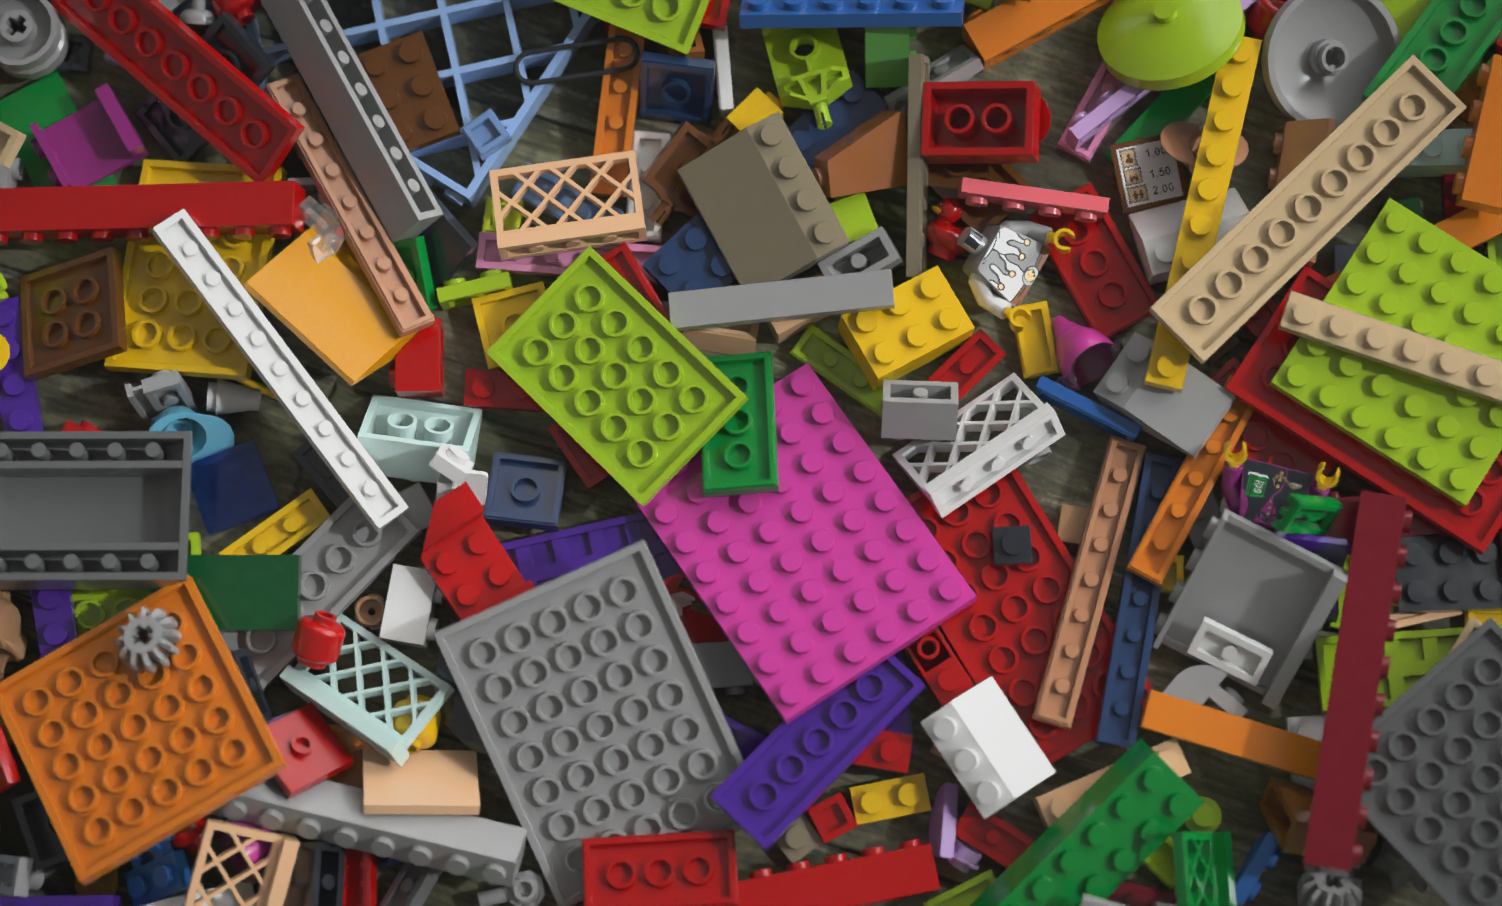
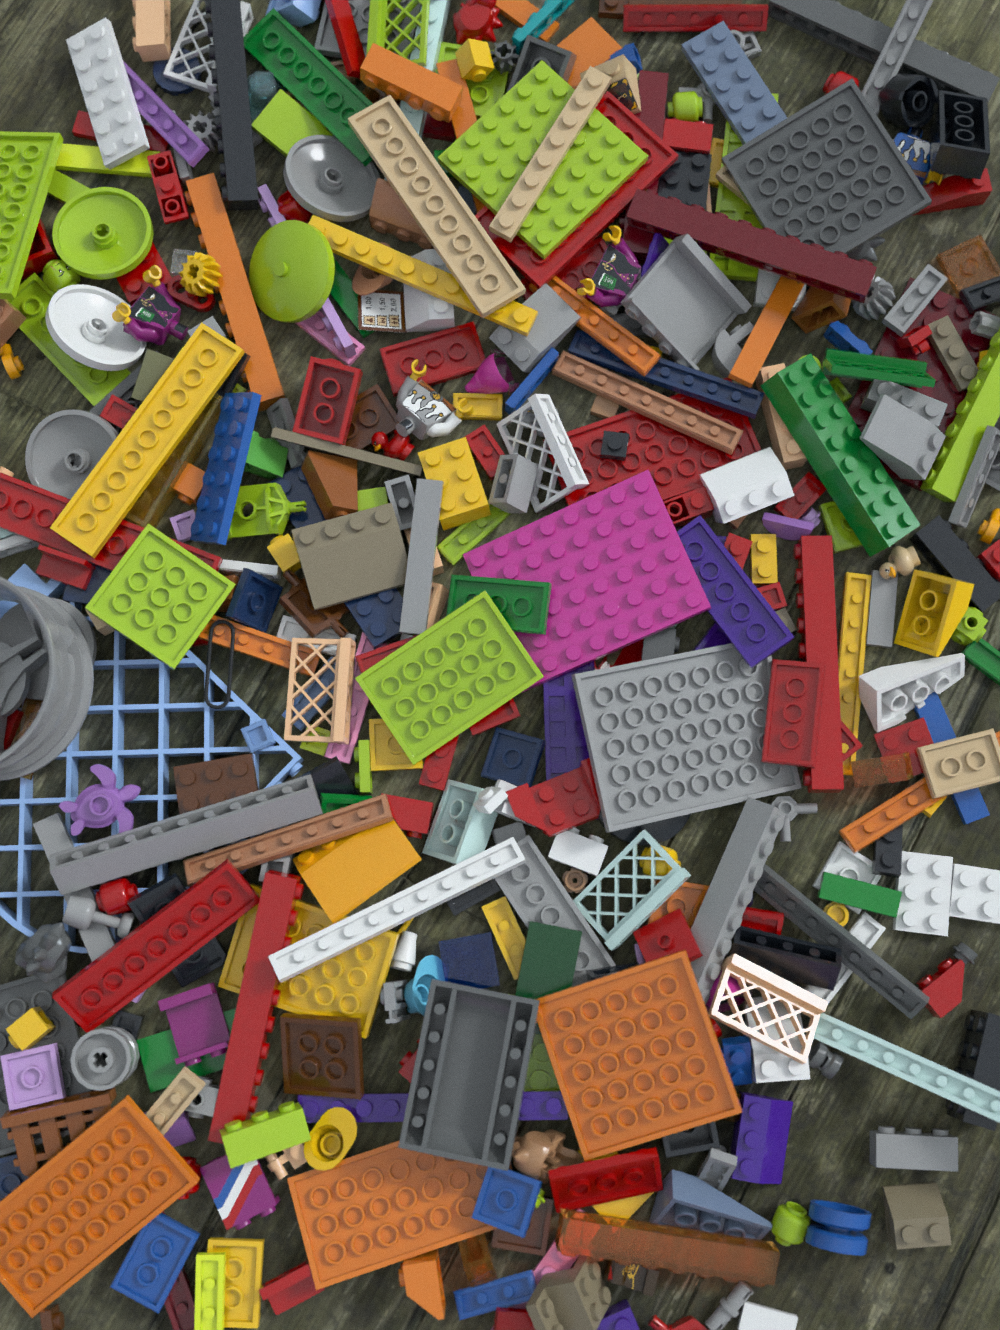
camera: 85 degrees left, 0 degrees up
(134, 645) = (566, 1029): light grey gear -> none
(318, 640) = (592, 917): red head -> none
(325, 225) = (300, 857): clear bracket -> none
(424, 785) = (706, 857): light nougat tile -> none
(1017, 197) = (382, 392): coral plate -> none
(1230, 651) = (710, 323): white plate -> none
(1312, 509) = (637, 255): green tile -> none

